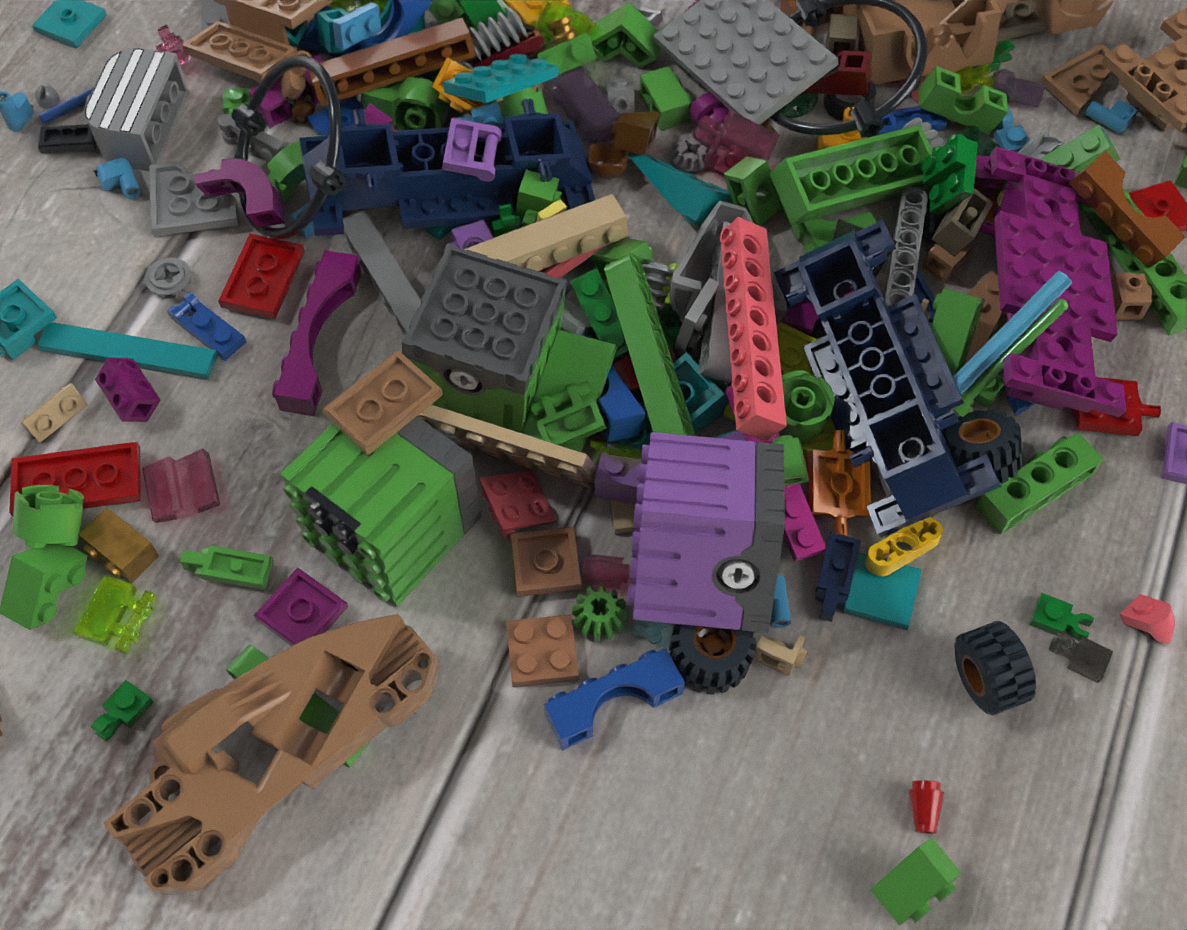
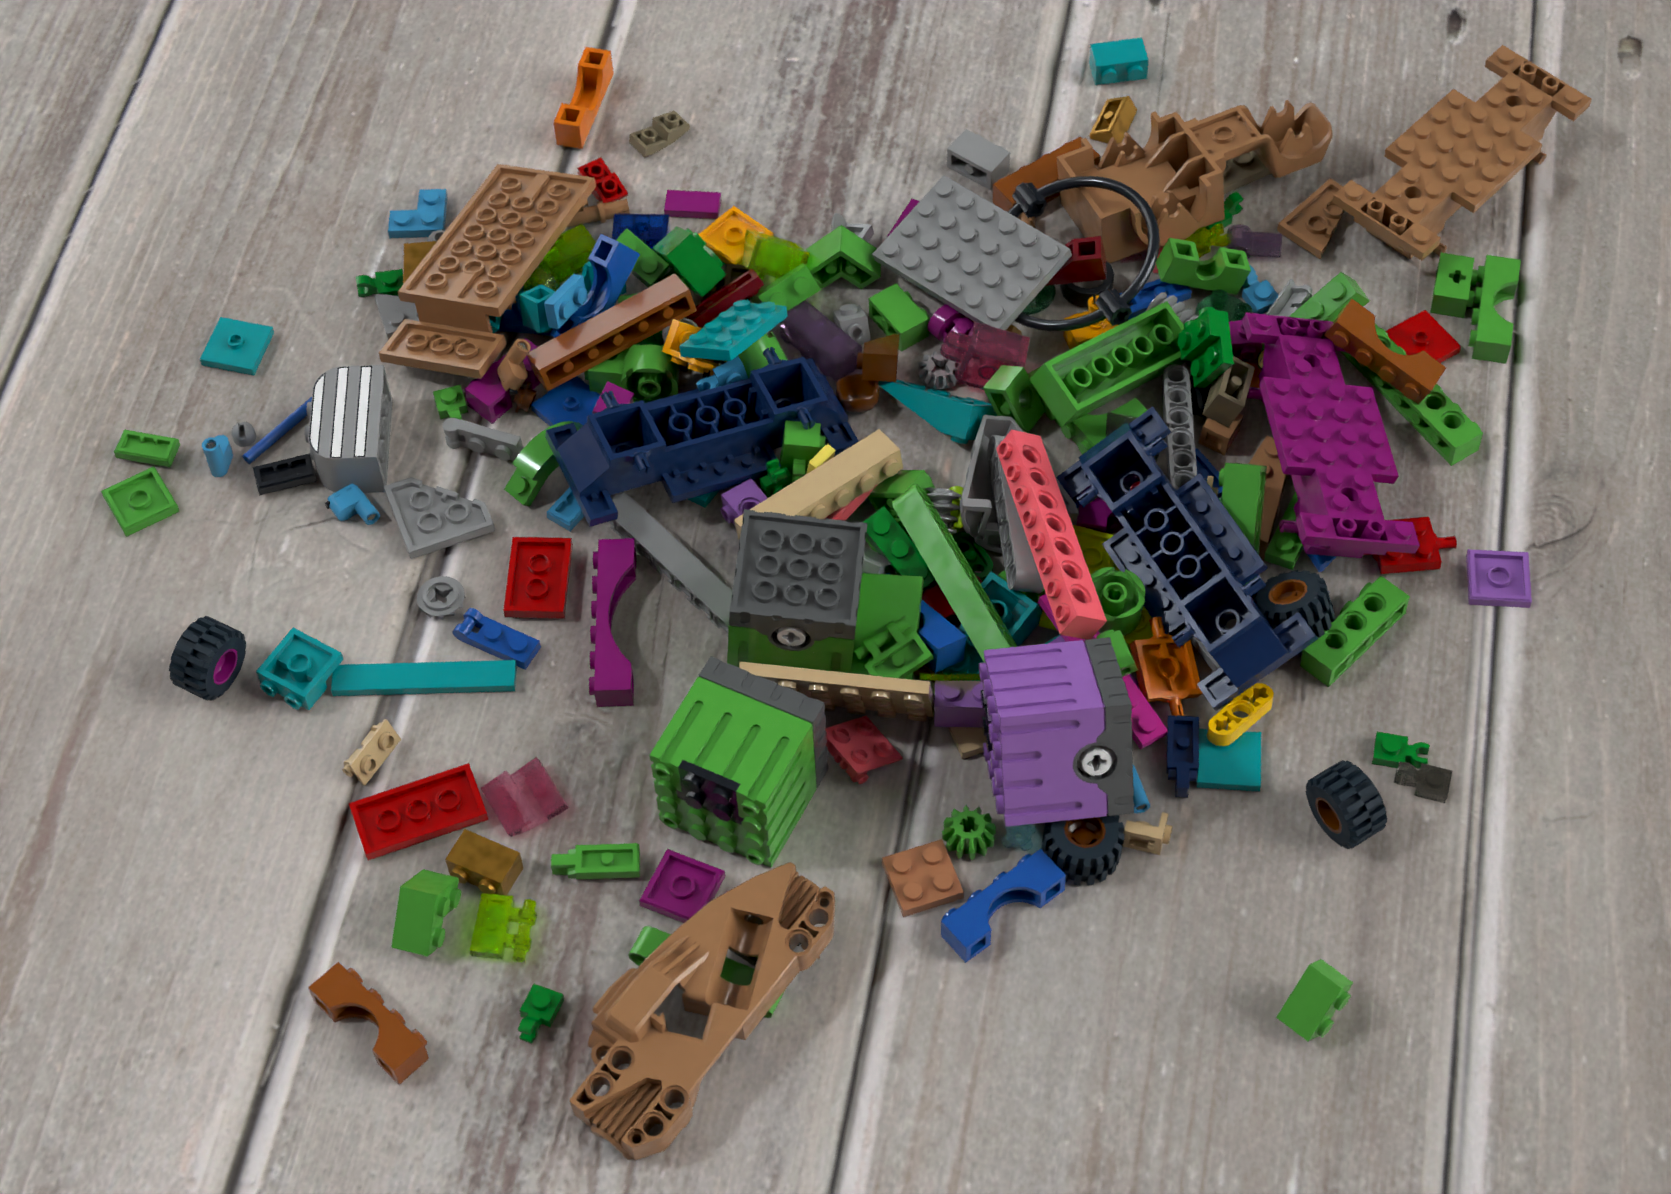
camera: 10 degrees left, 5 degrees down
(47, 516) = (412, 847): bright green brick -> none
(127, 389) = (442, 714): magenta brick -> none
(171, 43) = (364, 353): clear pink plate -> none
(263, 199) = (502, 482): magenta arch -> none
(324, 174) = (593, 464): black piece -> none
(382, 402) = (726, 670): medium nougat tile -> none
(462, 146) = (719, 410): medium lavender plate -> none
(496, 32) = (713, 280): light grey piece -> none
(545, 561) = (904, 796): nougat plate -> none
(562, 29) = (778, 266): pearl gold wheel -> none
(605, 570) = (964, 792): clear pink brick -> none
(695, 319) = (993, 538): light grey wing -> none
(841, 33) = (1065, 220): dark tan brick -> none
(926, 805) = (1310, 937): red cone -> none
(1011, 331) = (1297, 491): medium azure axle -> none
(1016, 348) = (1305, 507): bright green piece -> none
(1116, 118) = (1360, 255): dark azure piece -> none
(1131, 295) = (1406, 434): medium nougat brick -> none
(1150, 616) = (1481, 732): coral plate -> none

